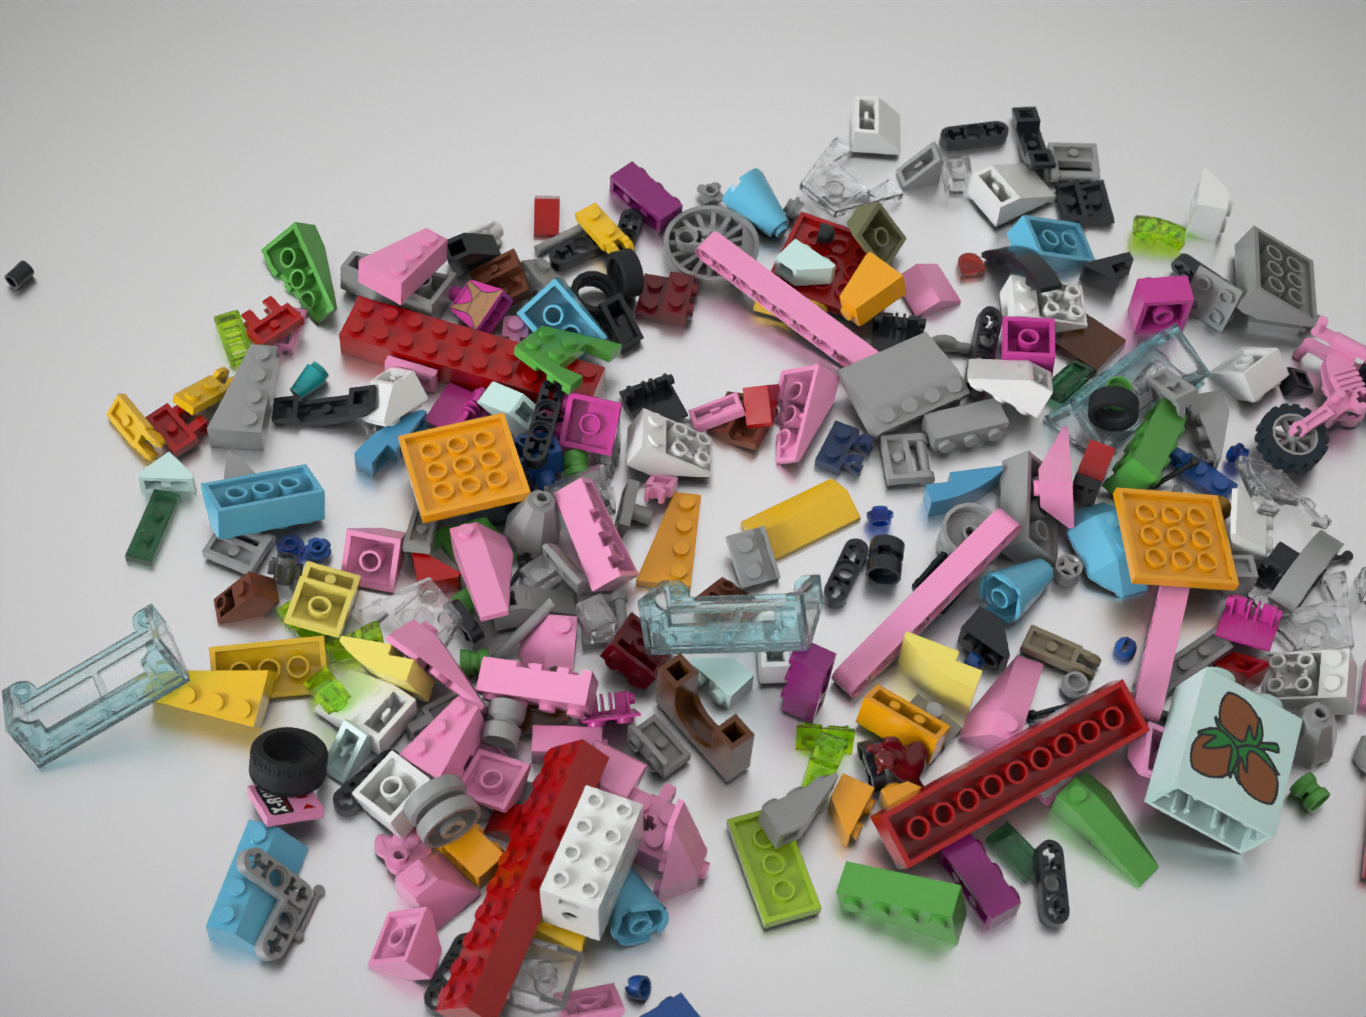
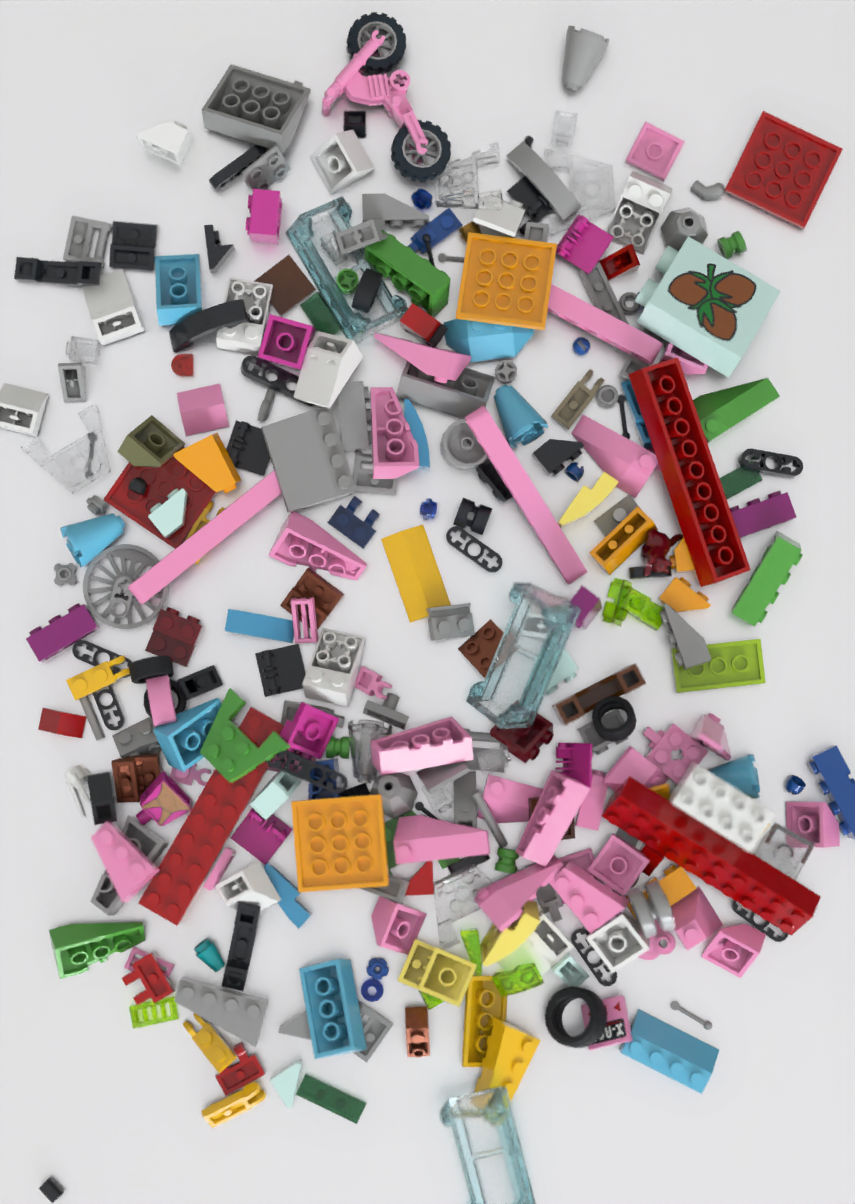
camera: 75 degrees left, 30 degrees up
(285, 568) = (395, 997): dark grey gear -> none
(285, 900) = (686, 1032): light grey beam -> none
(503, 728) = (574, 848): light grey wheel -> none
(544, 478) = (348, 772): blue hinge -> none
(591, 278) = (161, 700): none -> bright pink slope
(672, 754) = (609, 704): none -> black tyre
(674, 543) = (428, 683): light orange wing -> none
(698, 368) = (259, 626): none -> dark azure slope
(760, 405) = (304, 582): slope -> none
(952, 452) = (392, 441): none -> bright pink wedge
(995, 132) = (44, 305): black beam -> none
(1153, 228) = (177, 191): clear neon green slope -> none

